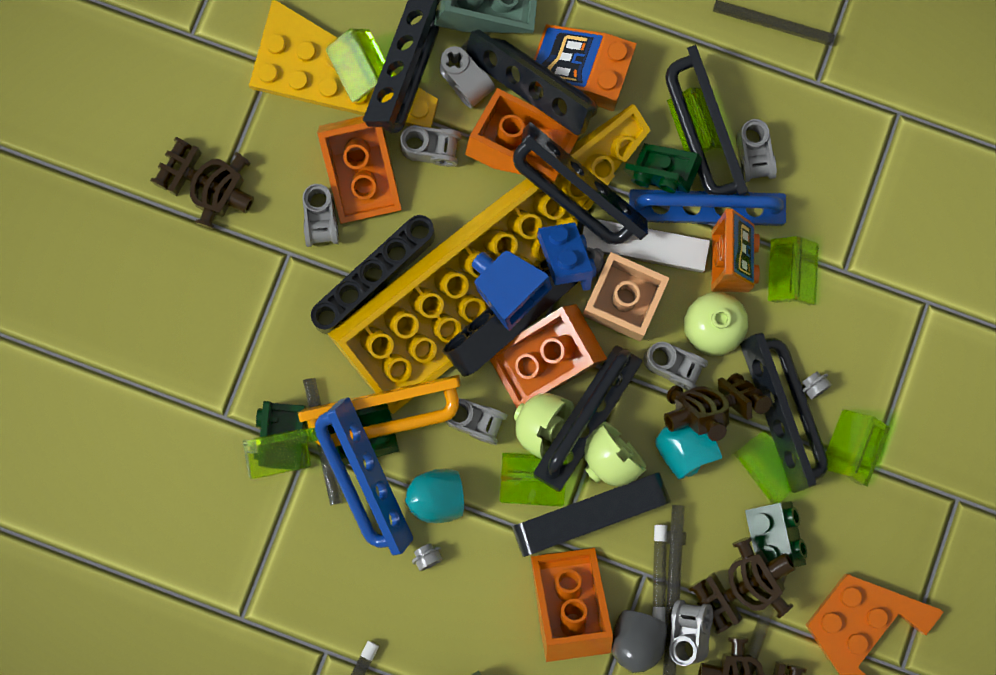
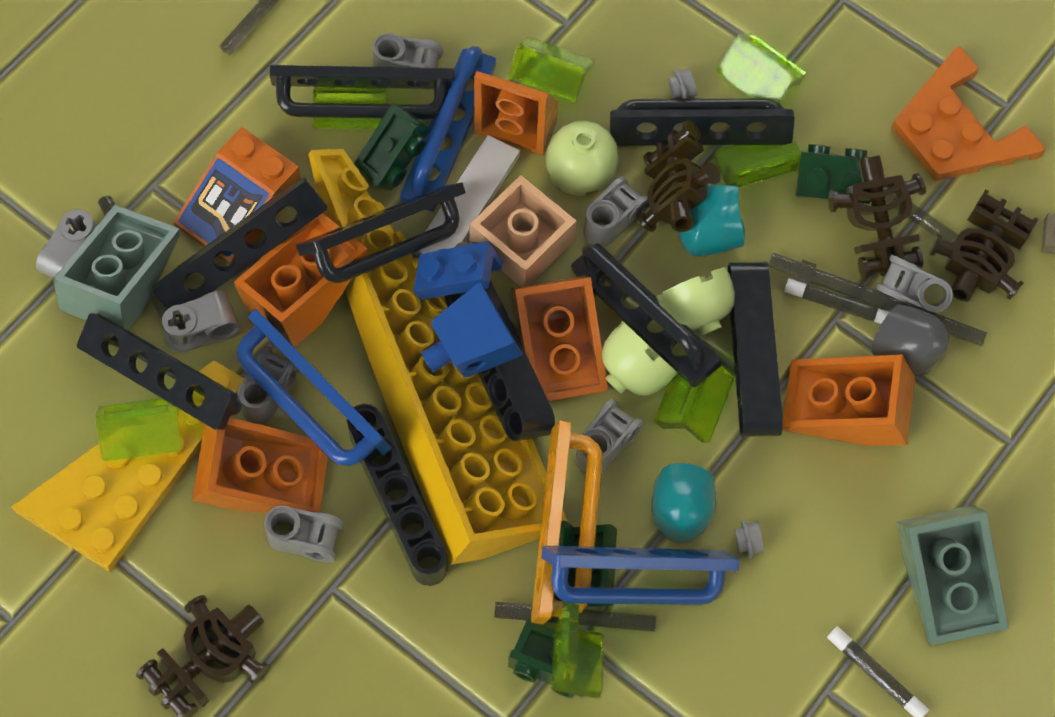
camera: 70 degrees left, 15 degrees down
(432, 184) = (293, 408): none -> blue piece

